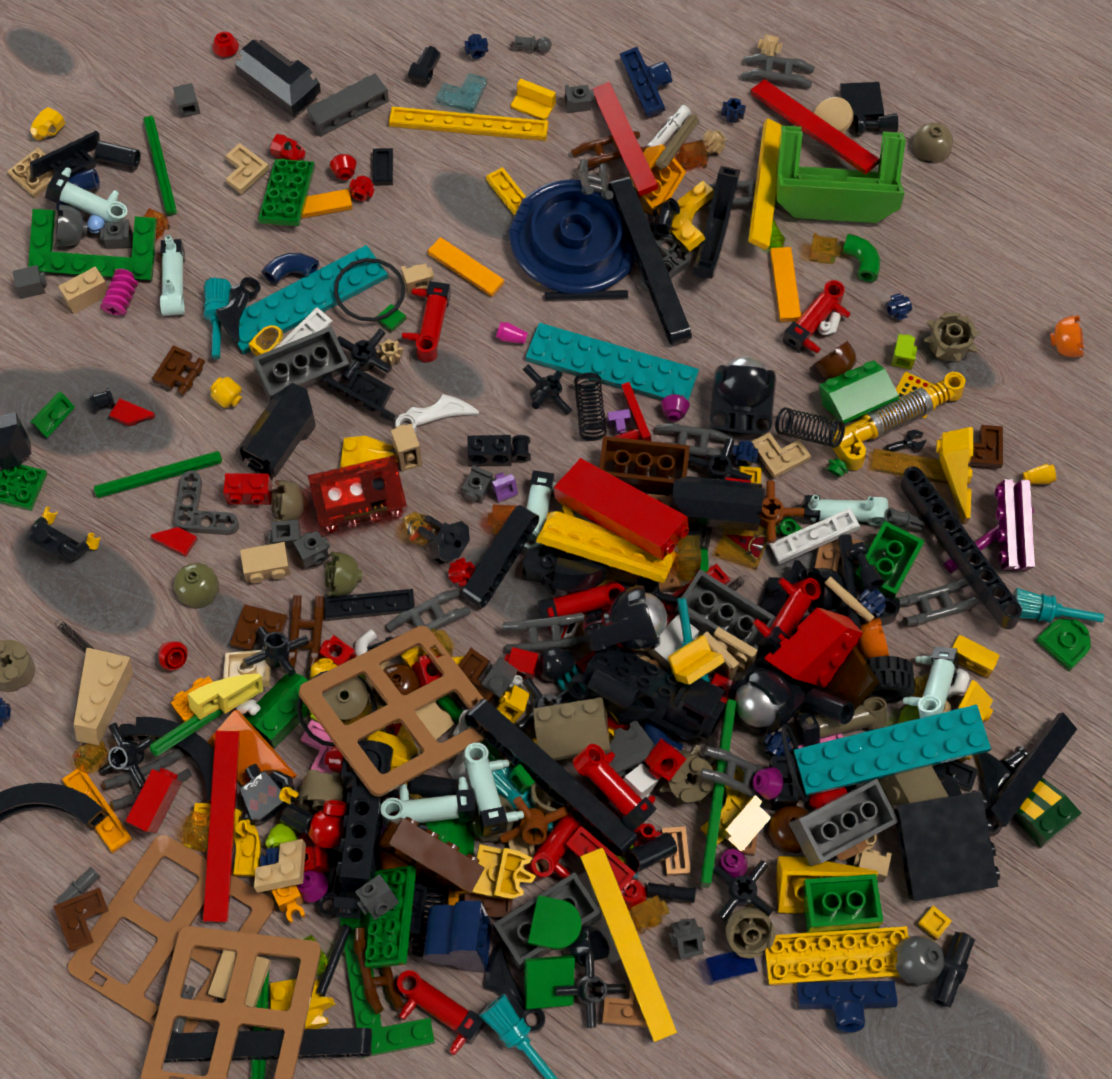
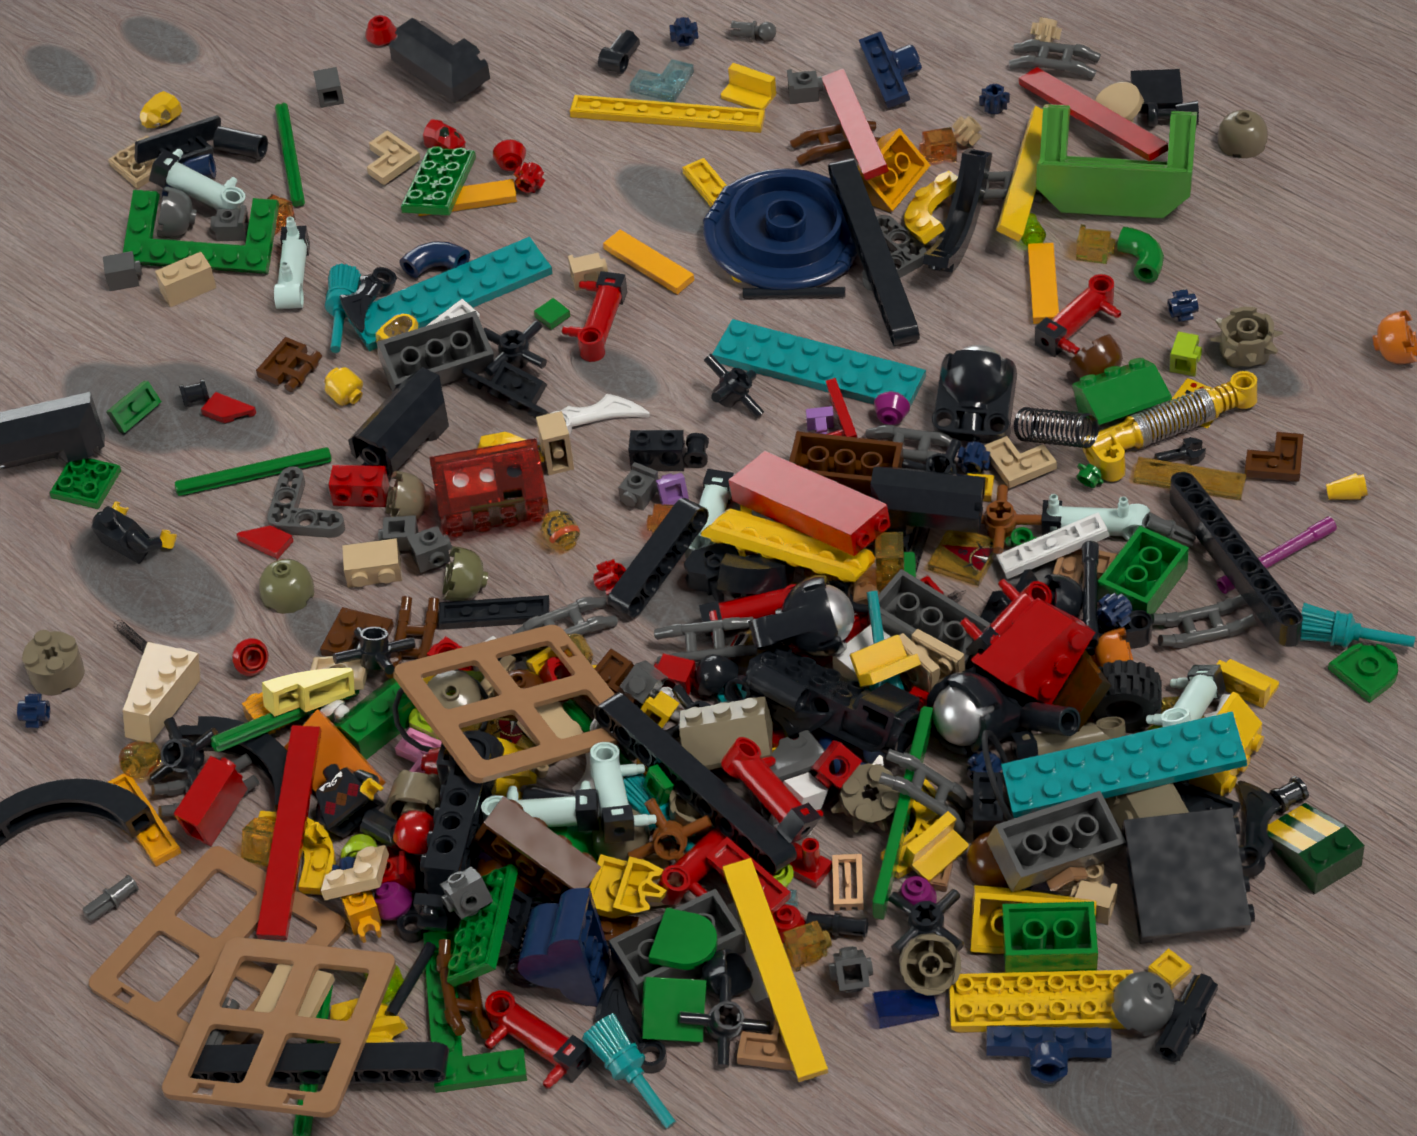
camera: 10 degrees right, 15 degrees down
(73, 916) = (103, 921): reddish brown plate -> none
(95, 223) = (205, 211): light blue hinge -> none
(119, 292) = (227, 282): dark pink piece -> none
(335, 807) = (425, 805): red tile -> none
(348, 104) = (522, 92): dark grey brick -> none
(371, 260) = (521, 251): black piece -> none
(382, 166) = (558, 158): black tile -> none
(390, 352) = (546, 346): tan gear -> none
(446, 541) = (595, 541): black hinge -> none
(509, 333) = (696, 330): dark pink cone -> none
(591, 426) = (787, 421): black piece -> none
(594, 183) = (812, 169): dark grey piece -> none
(651, 852) = (813, 872): black pin -> none
(664, 215) = (897, 206): black piece -> none
(673, 124) = (918, 113): white pin -> none
(677, 142) = (919, 127): dark tan axle -> none
(768, 782) = (965, 797): magenta cone -> none
(830, 327) = (1095, 327): white arm -> none
(849, 600) = (1085, 604): tan piece -> none
(870, 575) = (1113, 578): black piece -> none
(954, 455) = (1236, 467): yellow wedge -> none
(1015, 525) = (1307, 537): brick -> none
(1031, 770) = (1305, 799): black tile -> none

